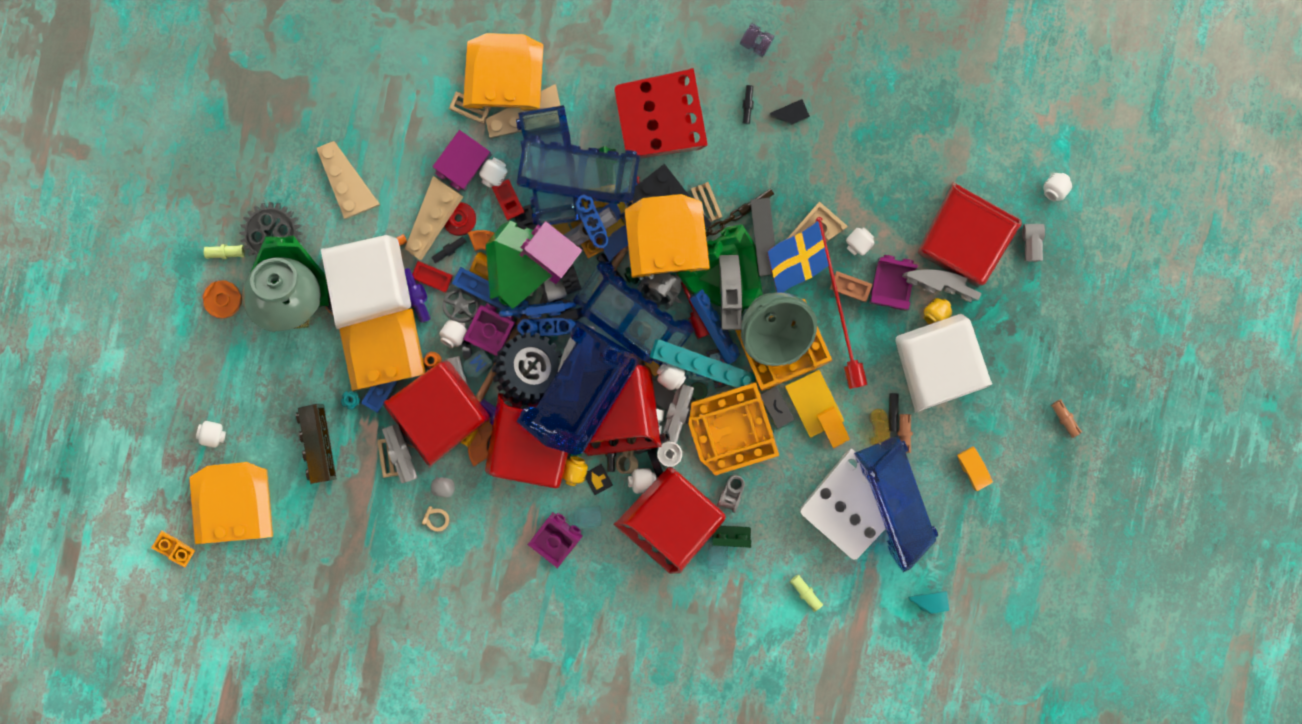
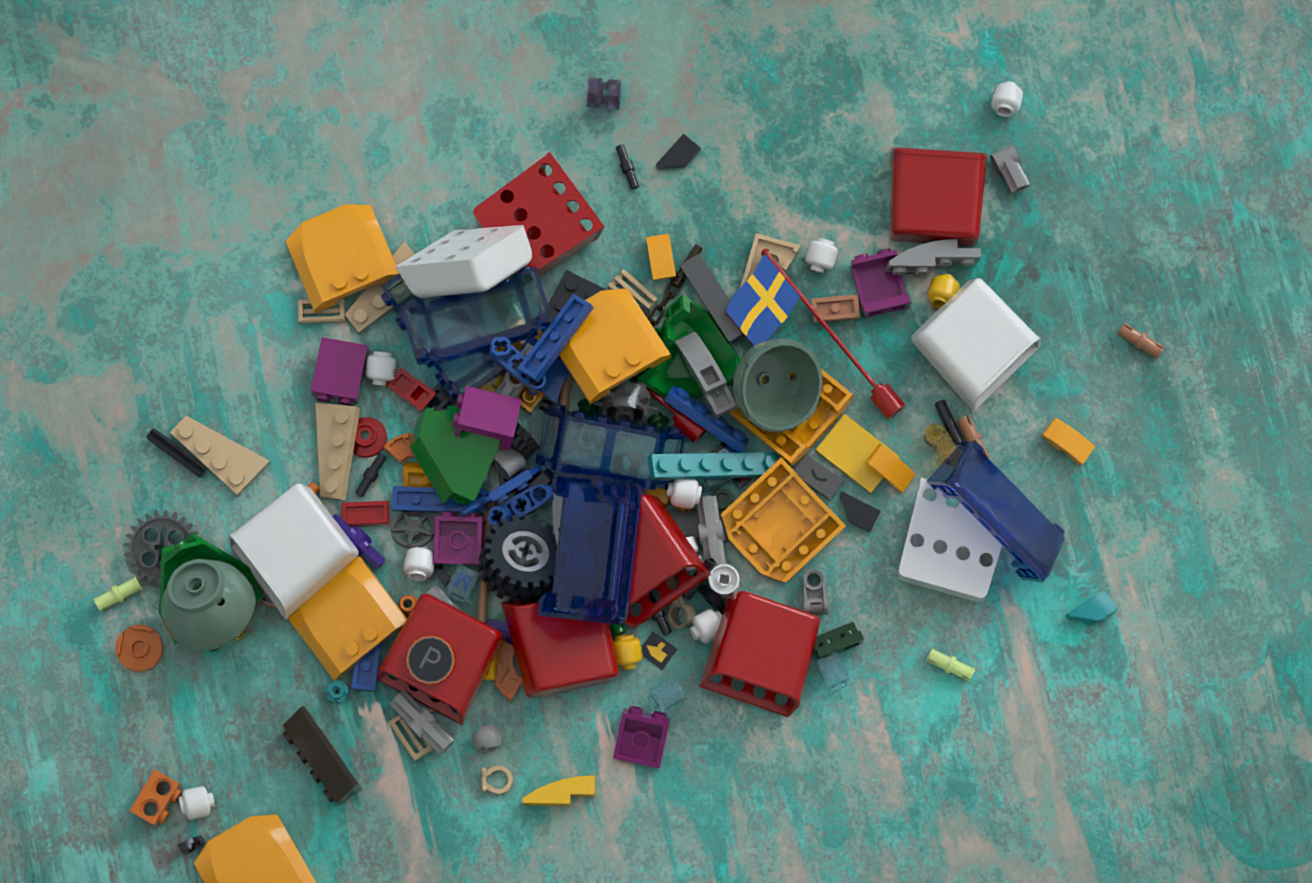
camera: 25 degrees left, 10 degrees down
(181, 412) = (150, 795): none -> orange brick
(193, 462) = (191, 844): none -> black tile
(314, 165) = (177, 452): none -> black axle
(423, 415) = (430, 659): none -> black tile
(478, 552) = (561, 791): none -> yellow slope
(590, 125) = (467, 261): none -> white piece
(629, 216) = (555, 338): none -> blue plate
(678, 311) = (658, 420): none -> dark green plate
(740, 186) = (661, 257): none -> light orange slope
(794, 448) = (859, 513): none -> black tile

